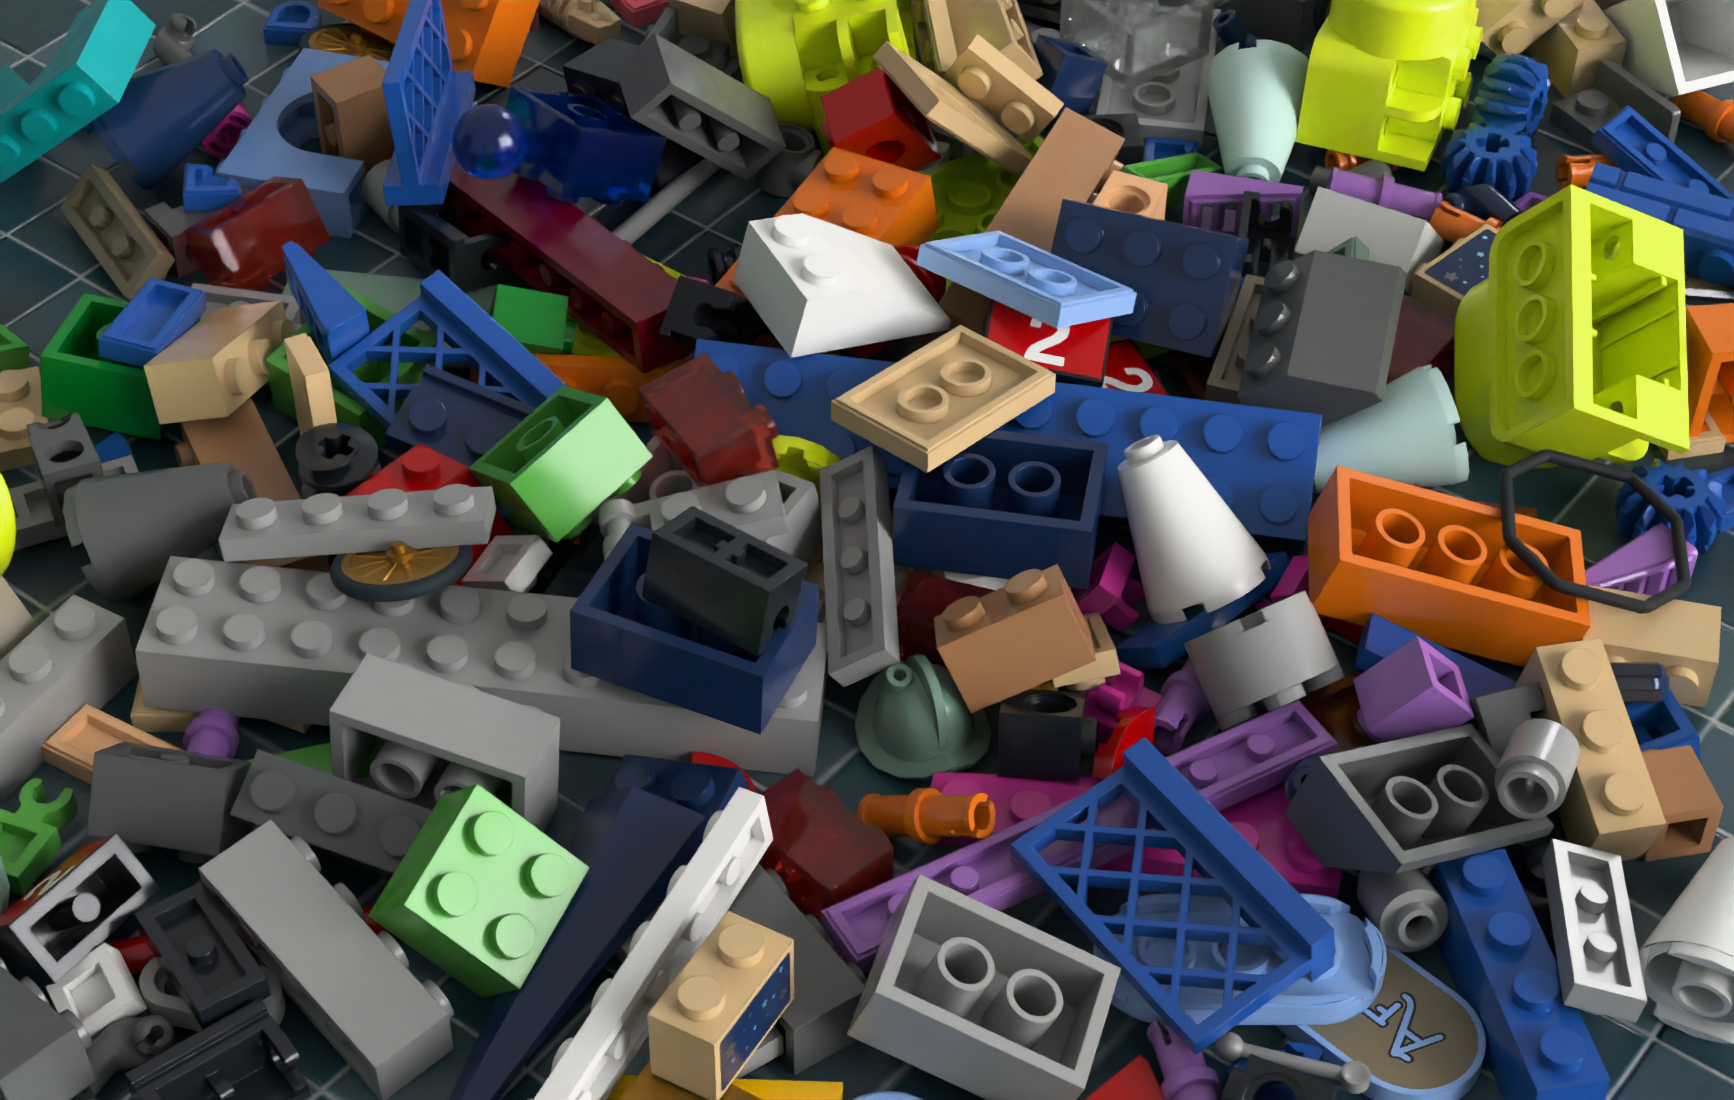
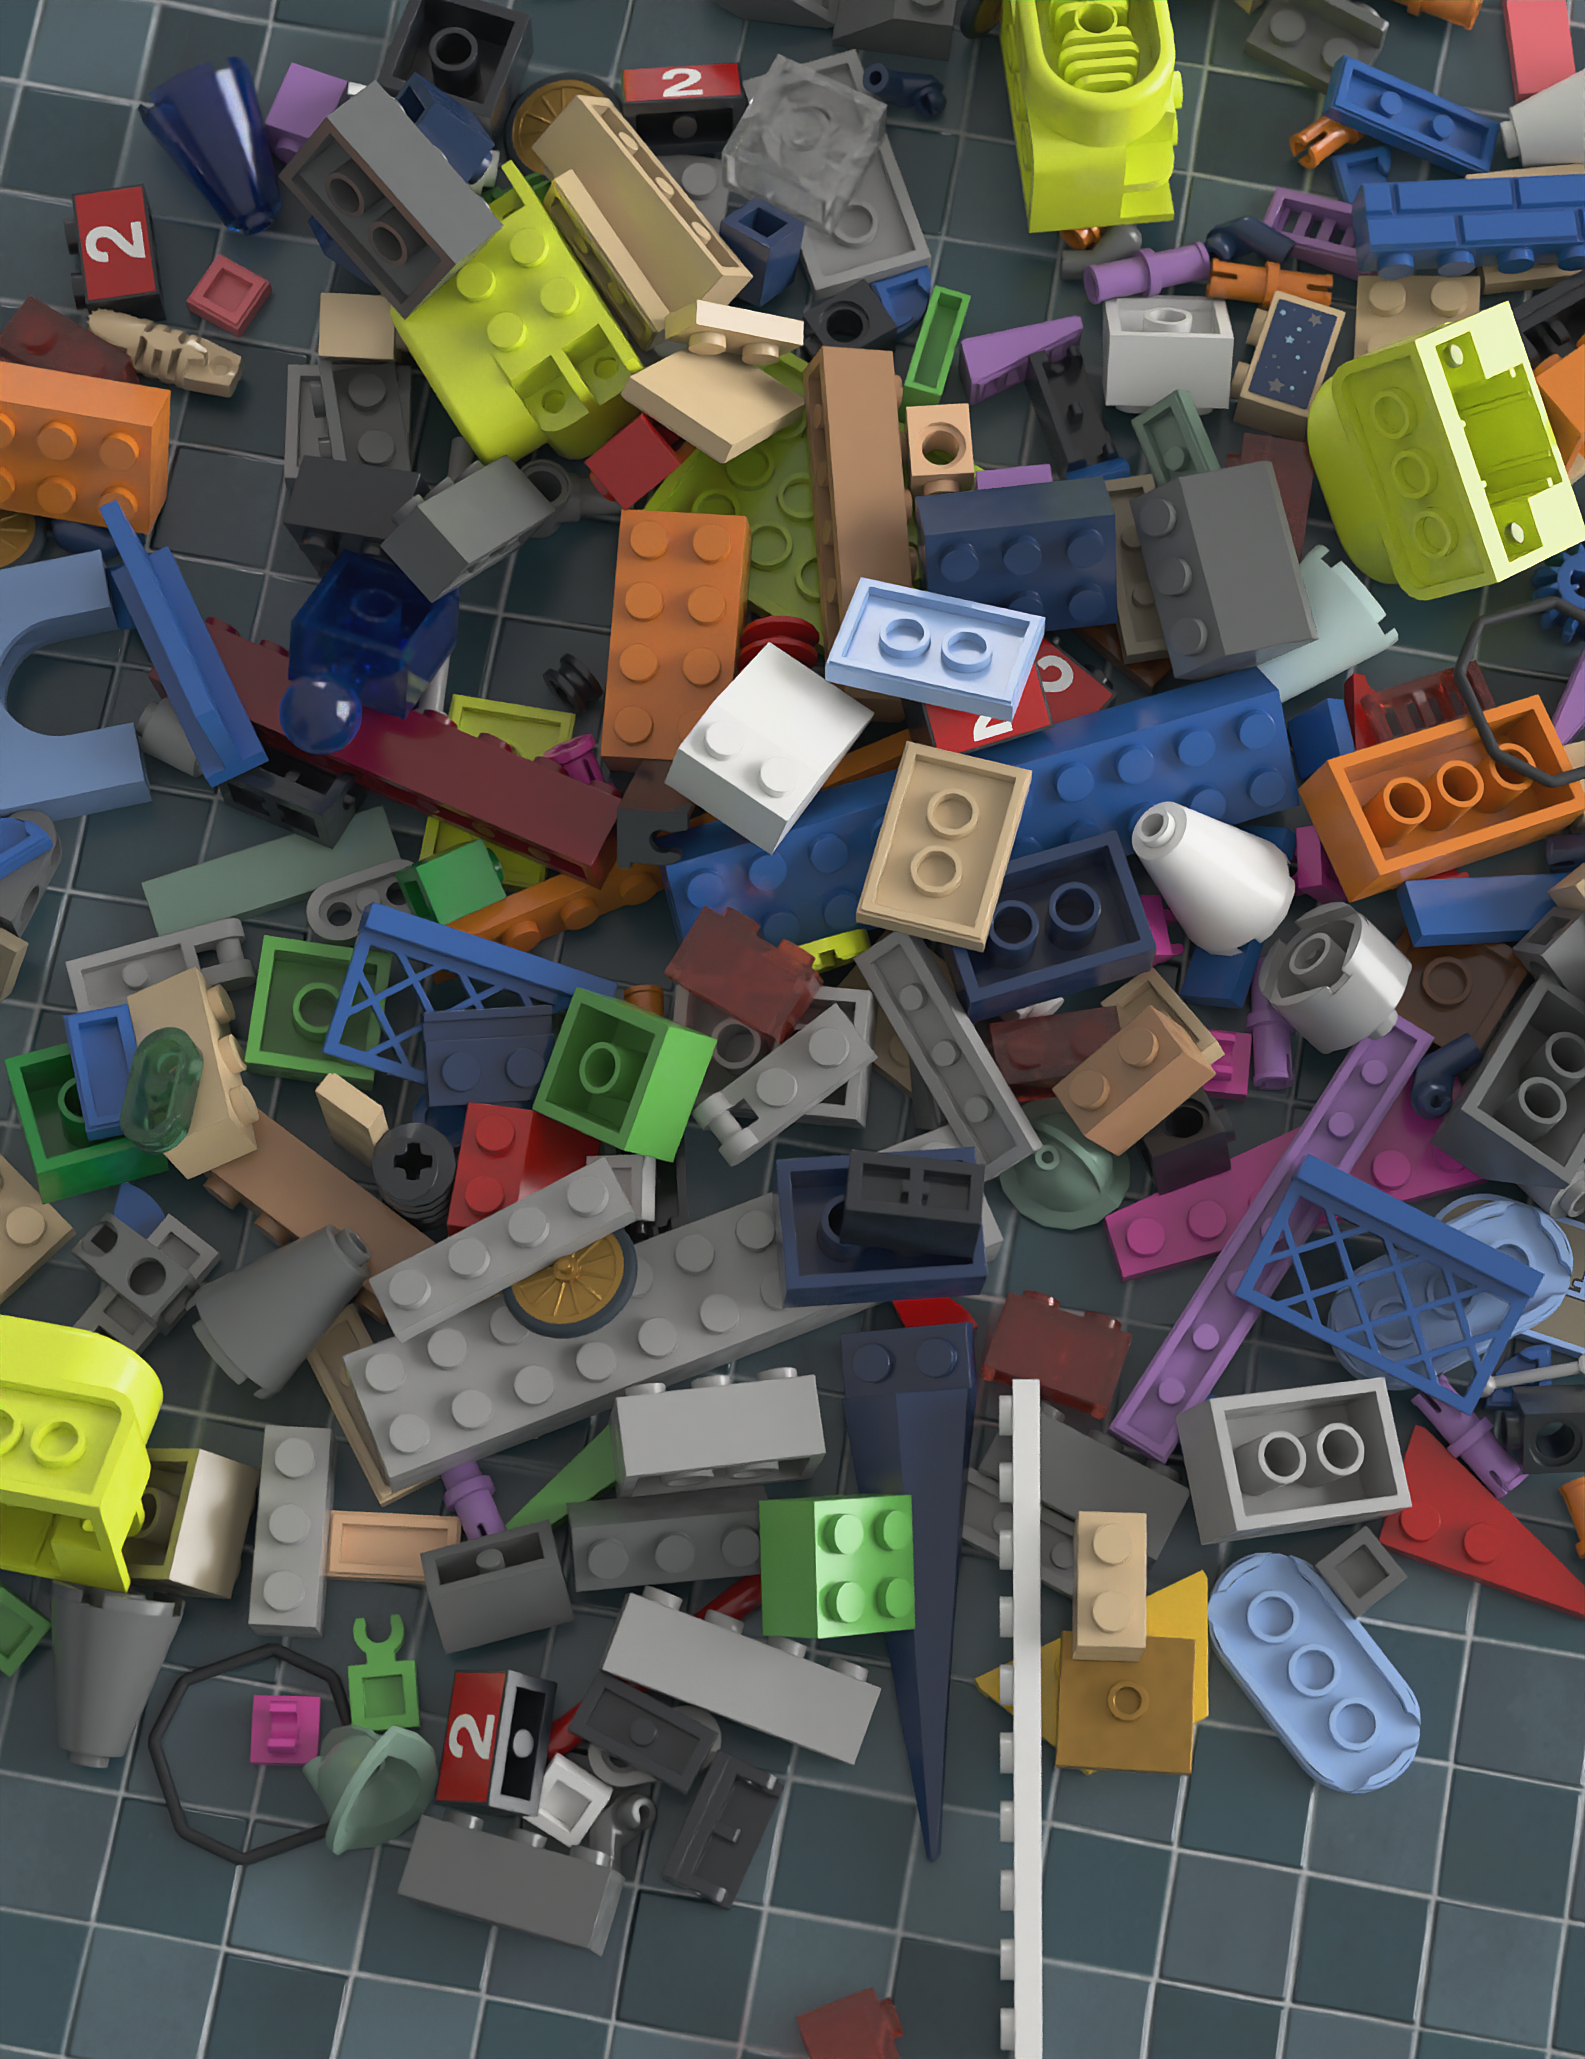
camera: 30 degrees left, 30 degrees up
(179, 324) = (158, 1101): none -> clear green plate
(245, 238) = (91, 873): clear red brick -> none
(328, 307) = (287, 992): blue slope -> none
(353, 112) = (91, 666): medium nougat brick -> none
(929, 815) = (1134, 1280): orange pin -> none
(1132, 726) = (1260, 1115): red tile -> none
(1256, 106) = (981, 221): light aqua cone -> none
(1411, 694) = (1483, 970): medium lavender brick -> none
(1491, 158) = (1229, 155): blue gear -> none
(1512, 94) = (1215, 75): blue gear -> none

